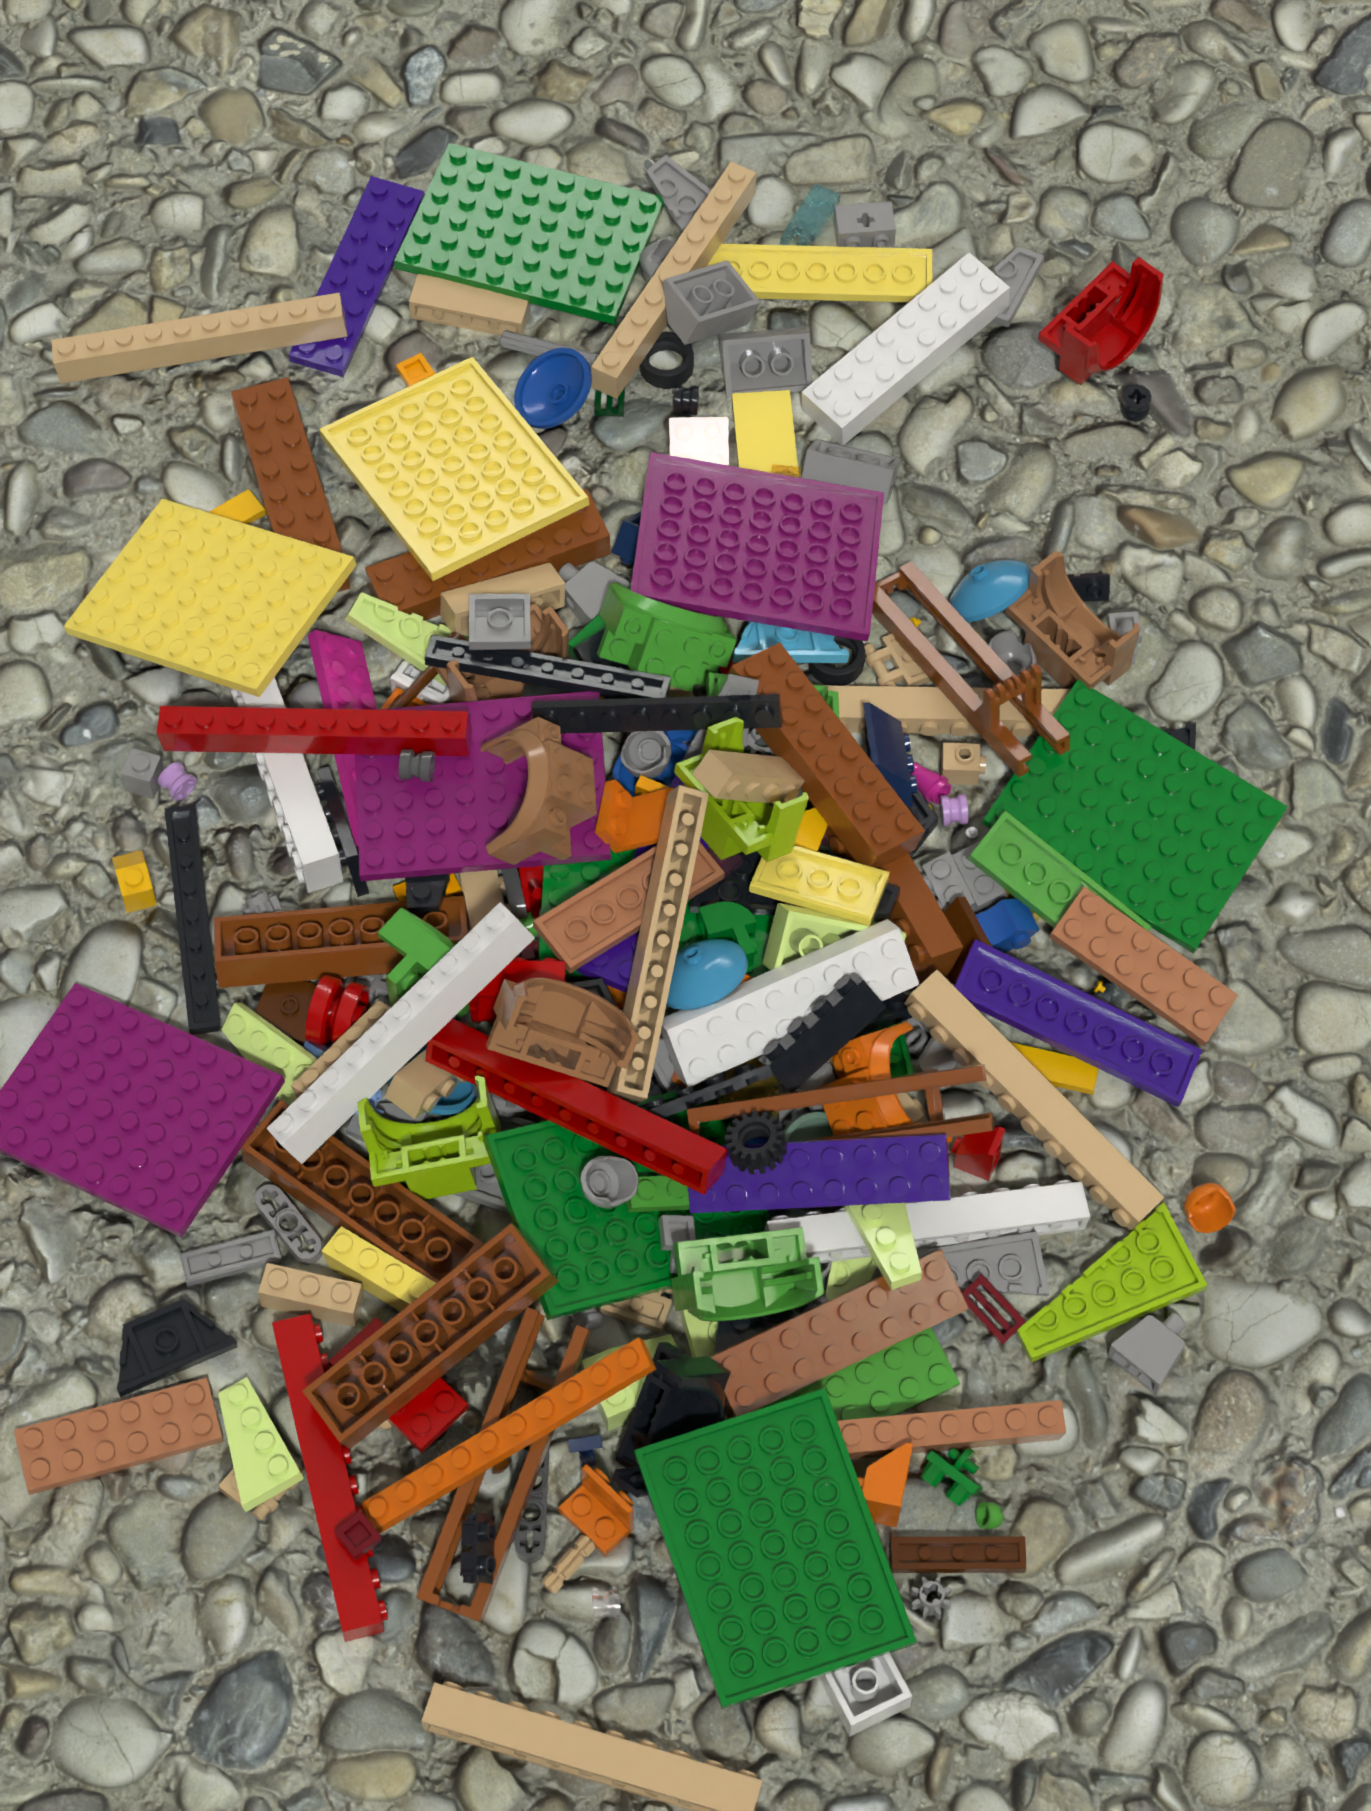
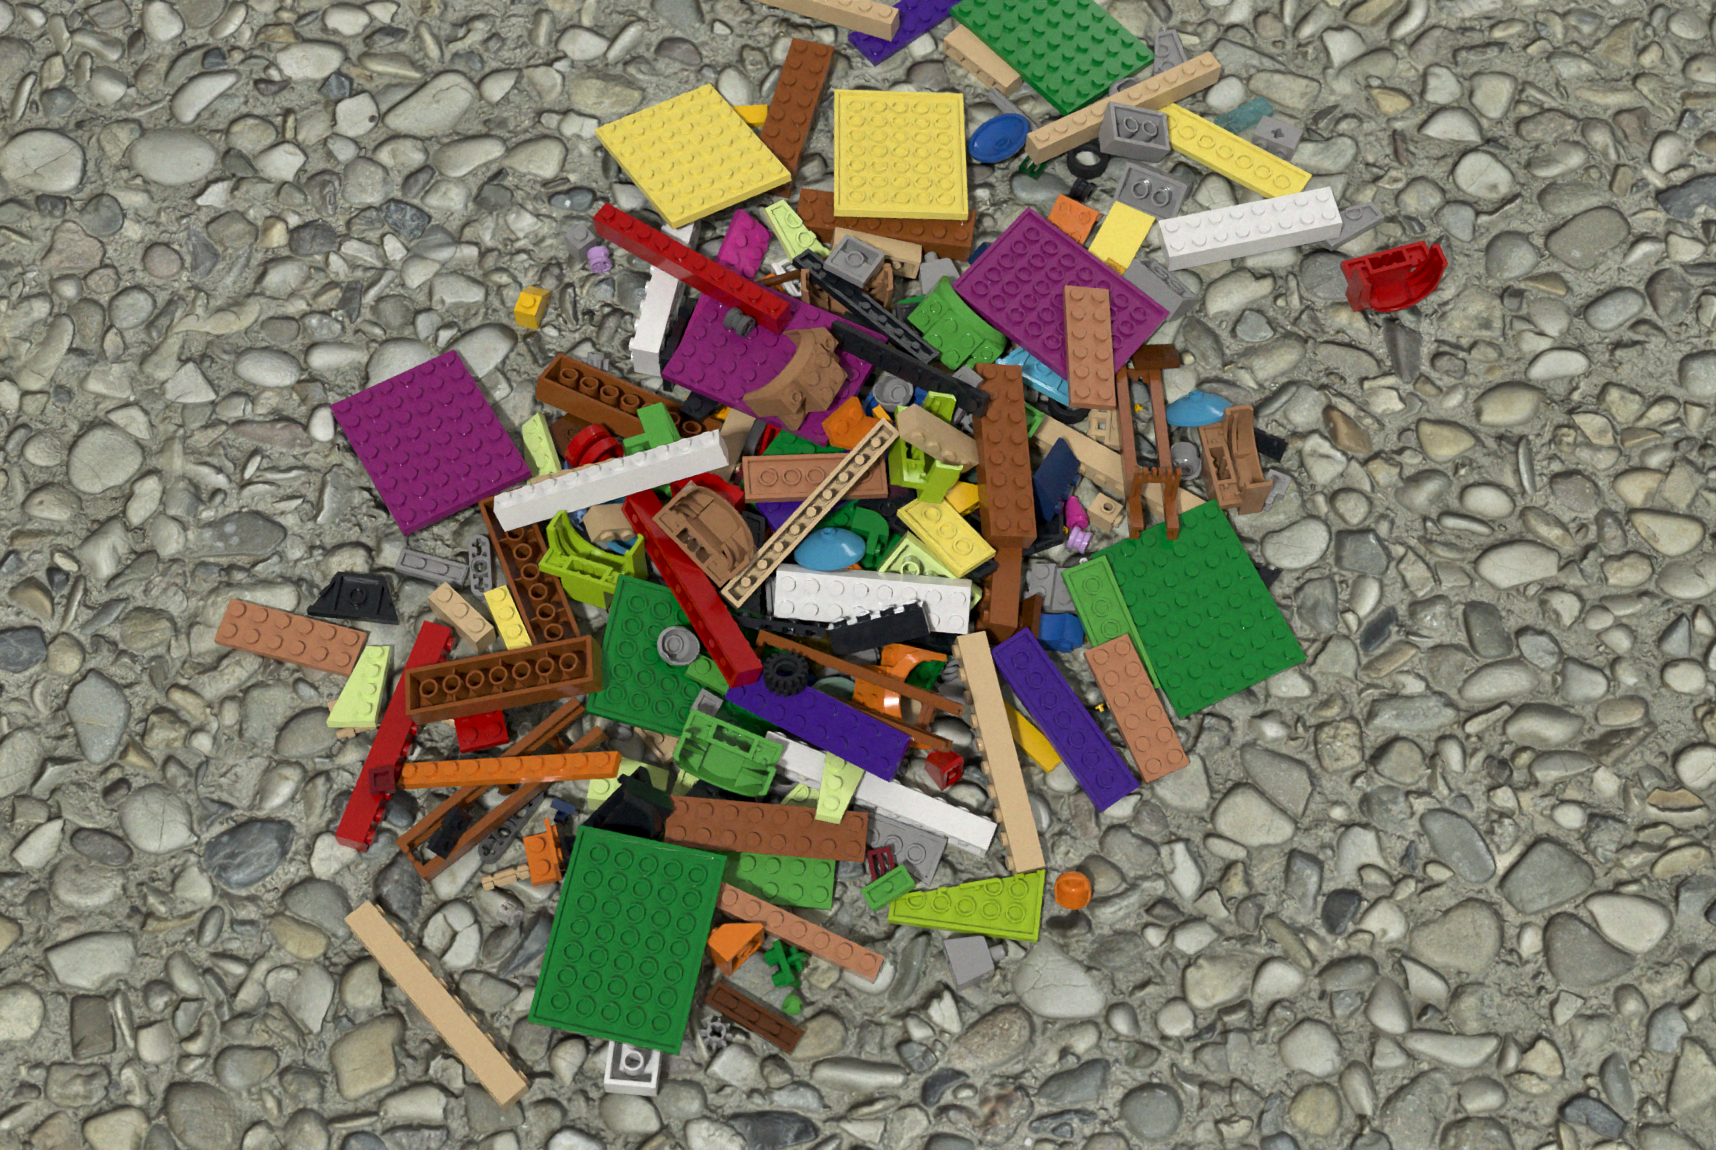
camera: 30 degrees right, 0 degrees up
(192, 920) = (552, 344): black plate -> none
(414, 369) = (920, 82): light orange plate -> none
(828, 581) = (1088, 348): none -> nougat plate
(903, 552) = (1156, 357): none -> reddish brown tile
(1012, 1322) = (888, 888): none -> bright green plate
(1130, 408) = (1385, 348): black wheel -> none

